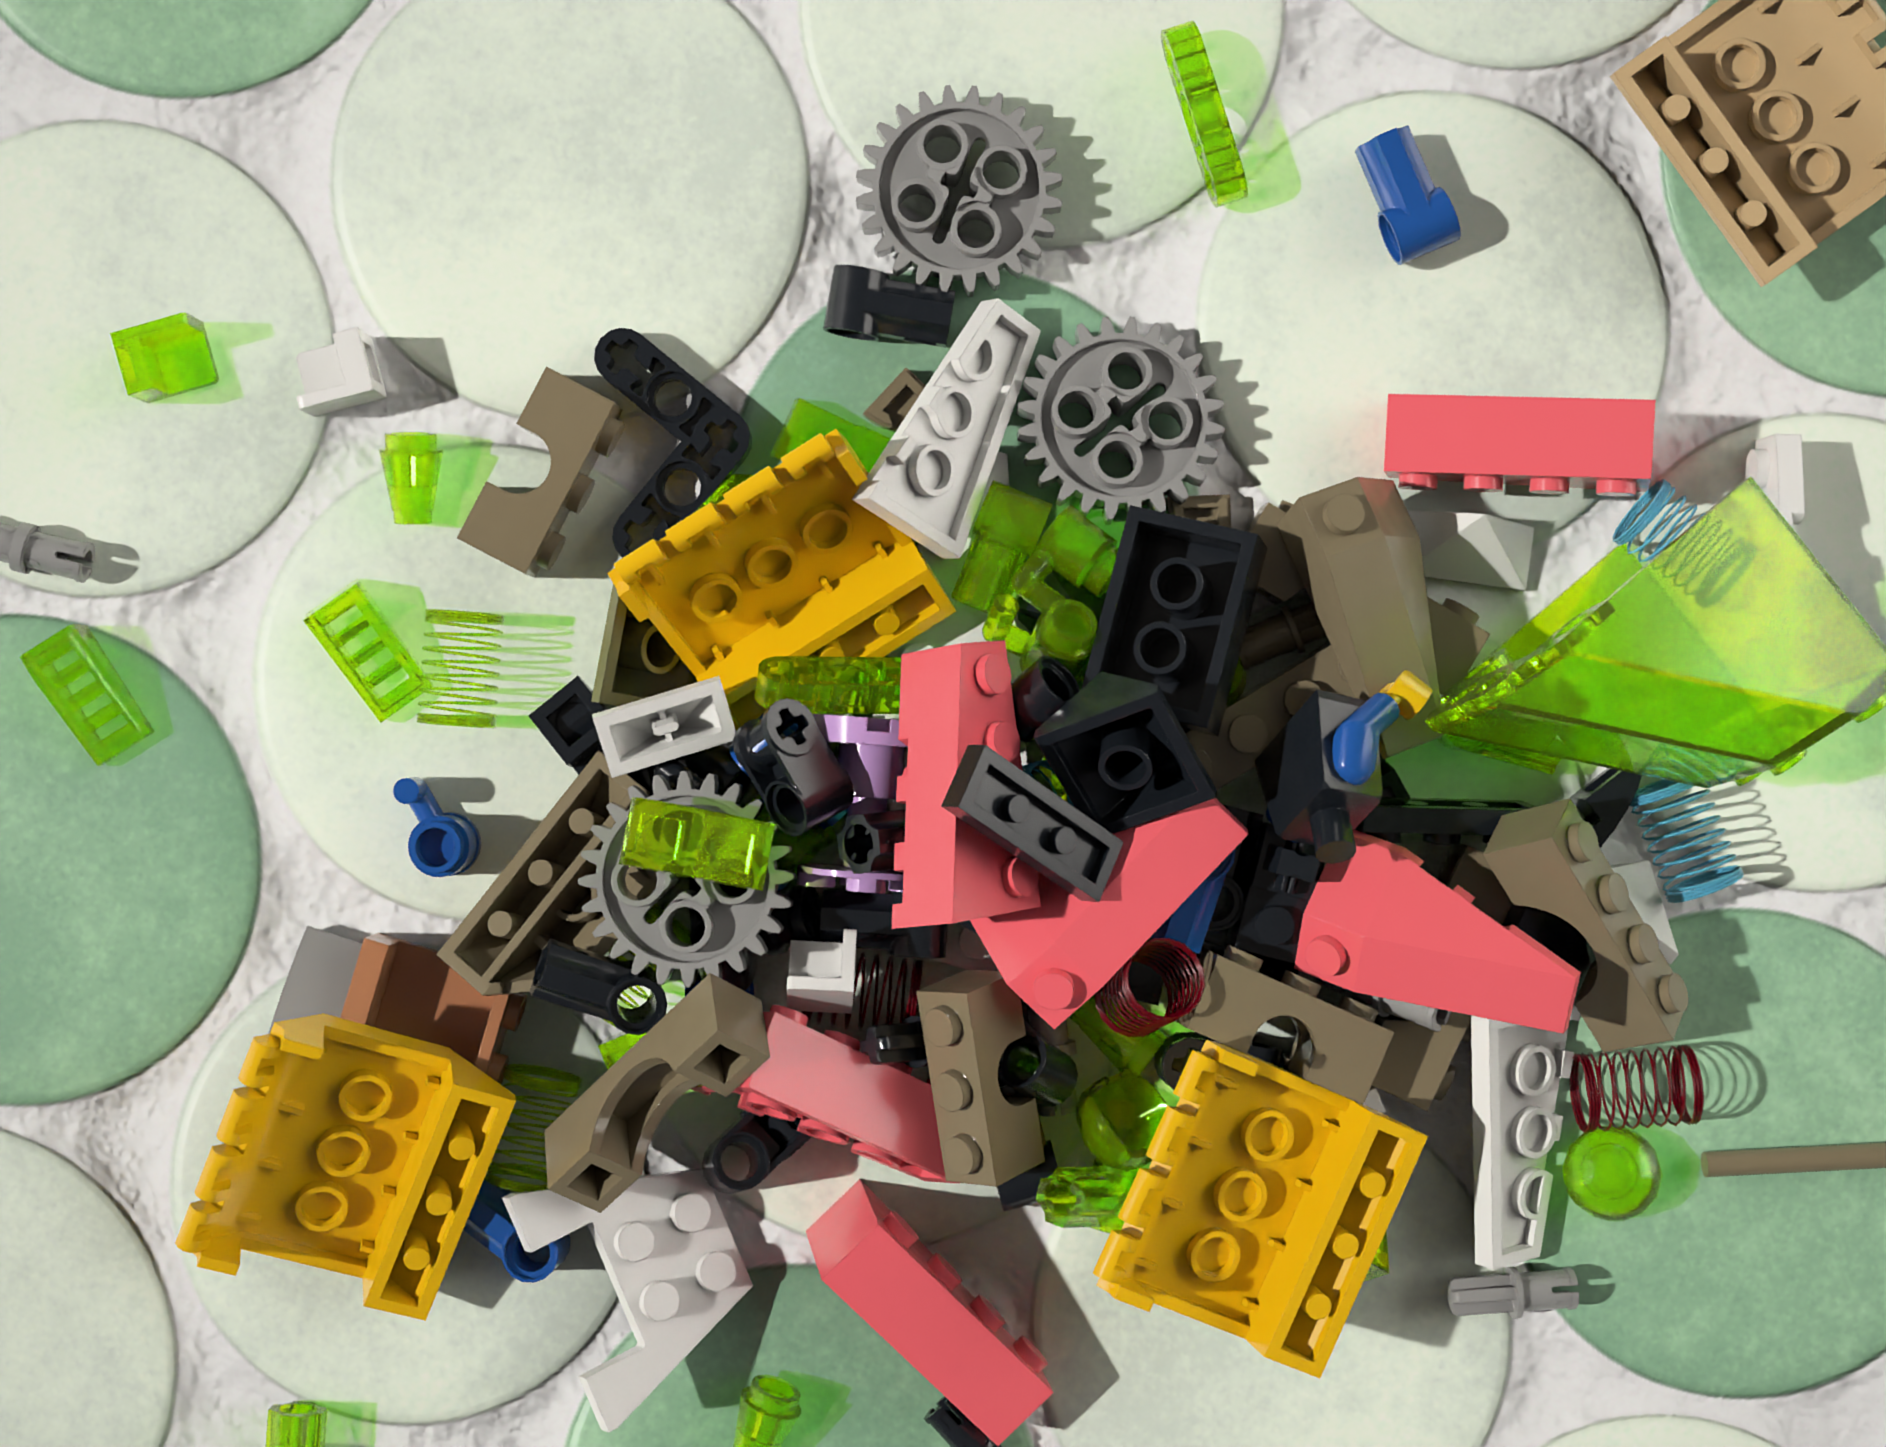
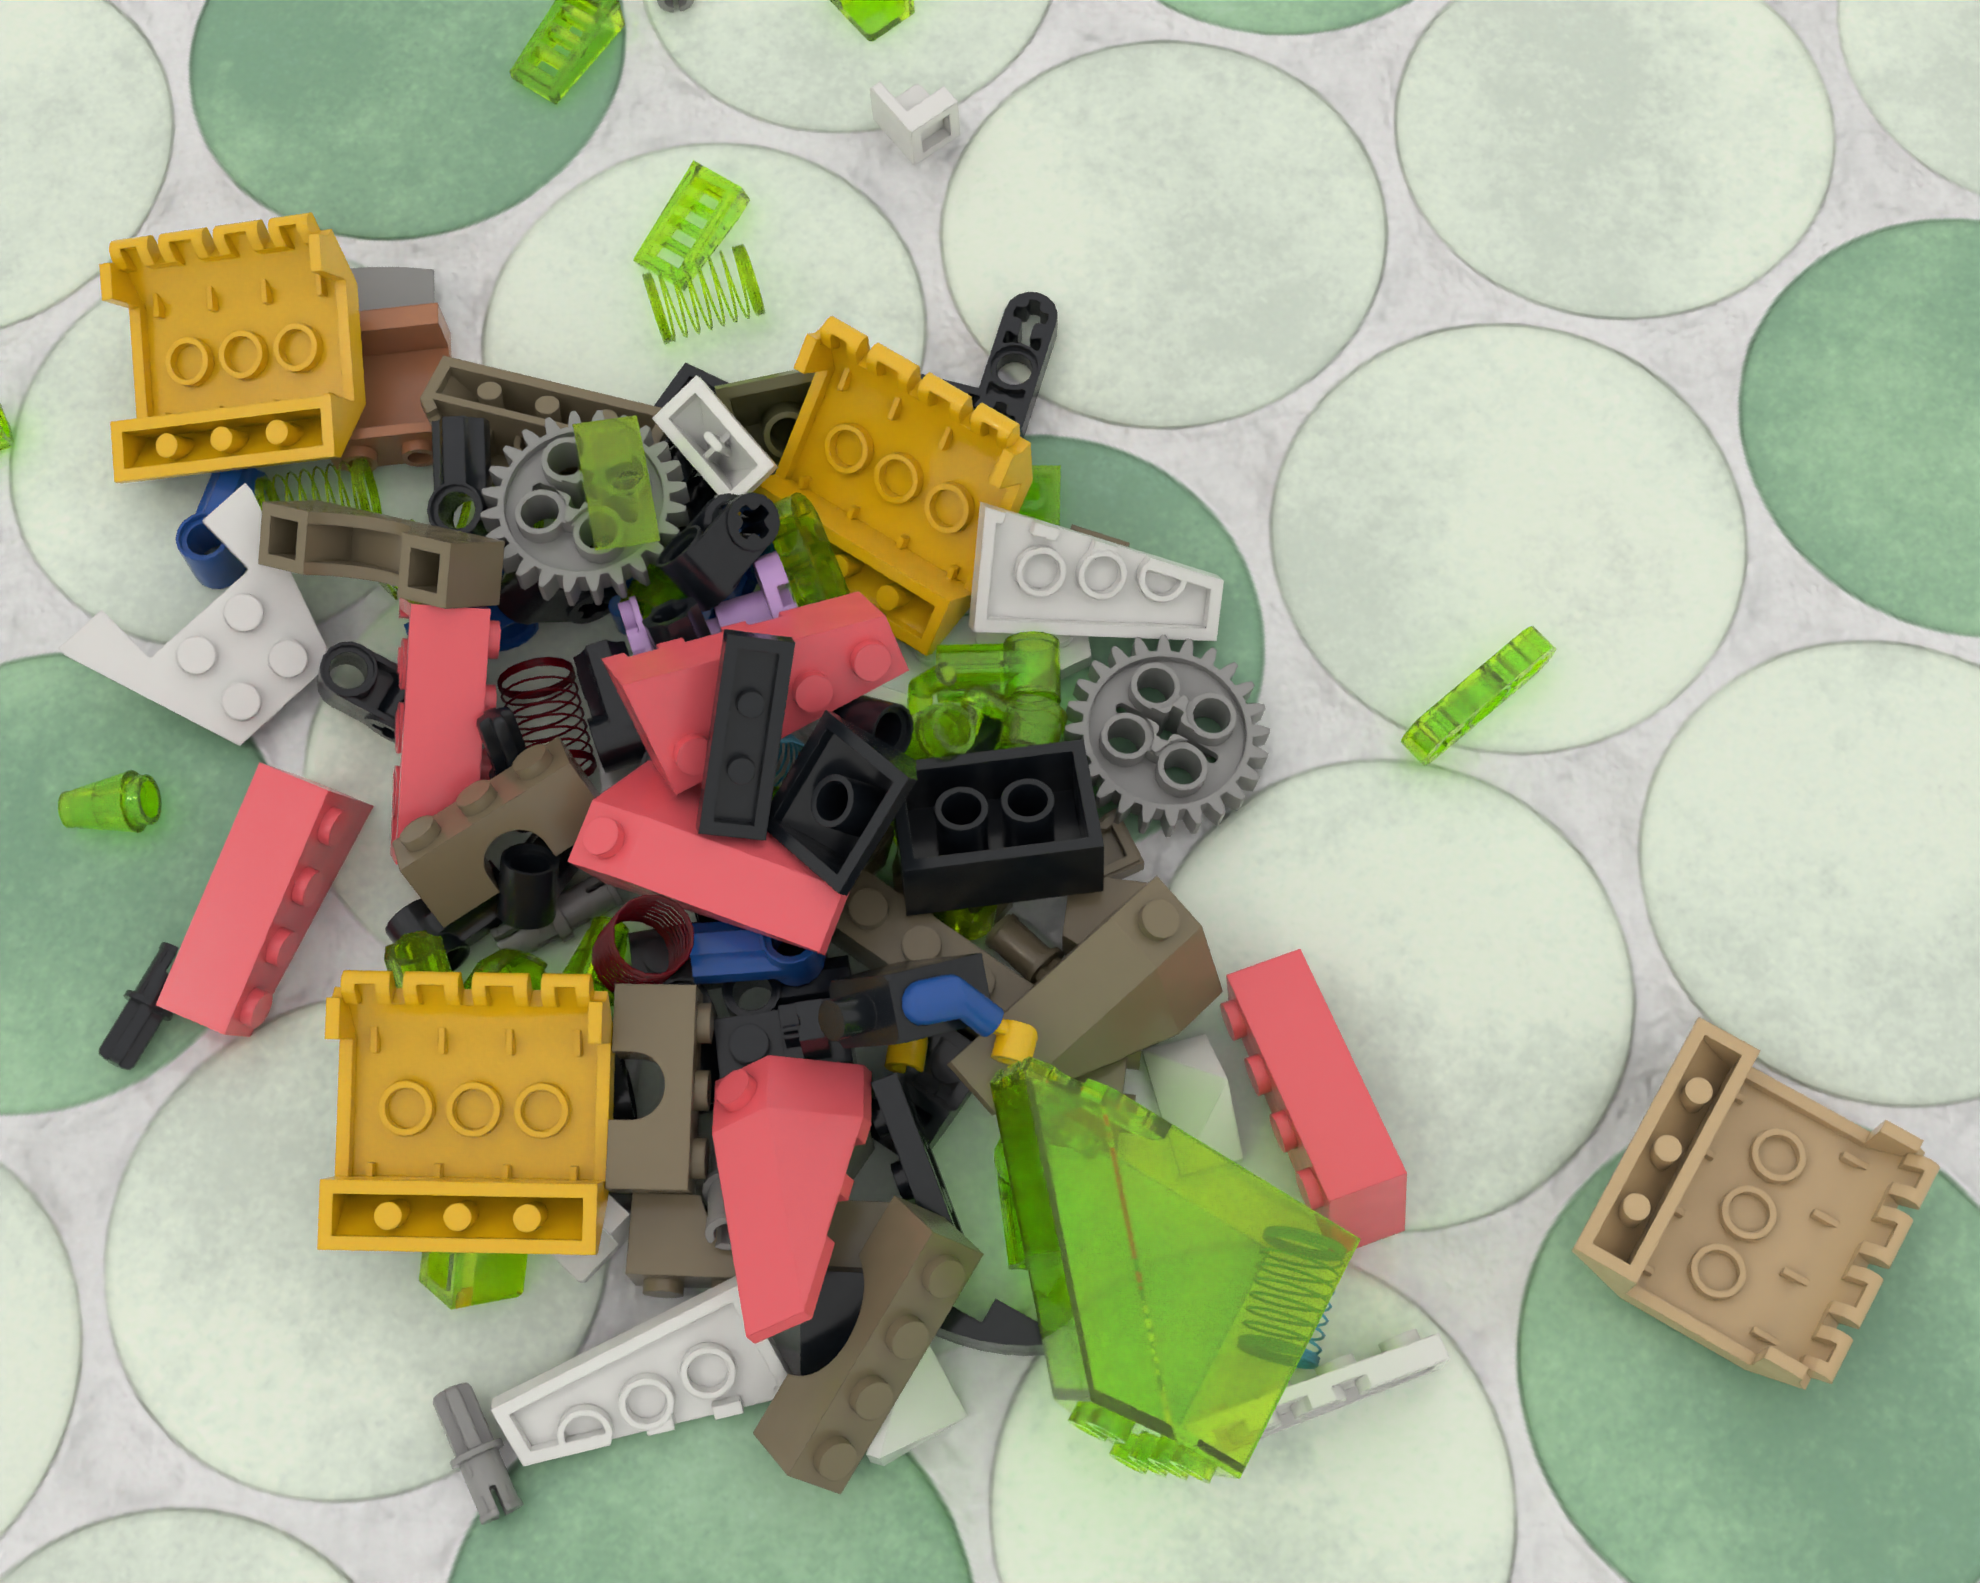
camera: 75 degrees right, 20 degrees down
(411, 475) = (854, 200): clear neon green cone -> none
(441, 841) = (548, 337): blue piece -> none
(526, 526) = (944, 306): dark tan arch -> none
(800, 921) = (582, 625): black wheel -> none
(822, 975) = (544, 662): white panel -> none
(870, 305) = (1171, 493): black piece -> none
(1010, 212) = (1307, 571): light grey gear -> none
(1412, 211) = (1485, 913): blue piece -> none
(1612, 1173) = (635, 1508): clear neon green hair -> none
(1676, 1094) = (697, 1437): dark red piece -> none
(1726, 875) = (965, 1462): medium azure piece -> none

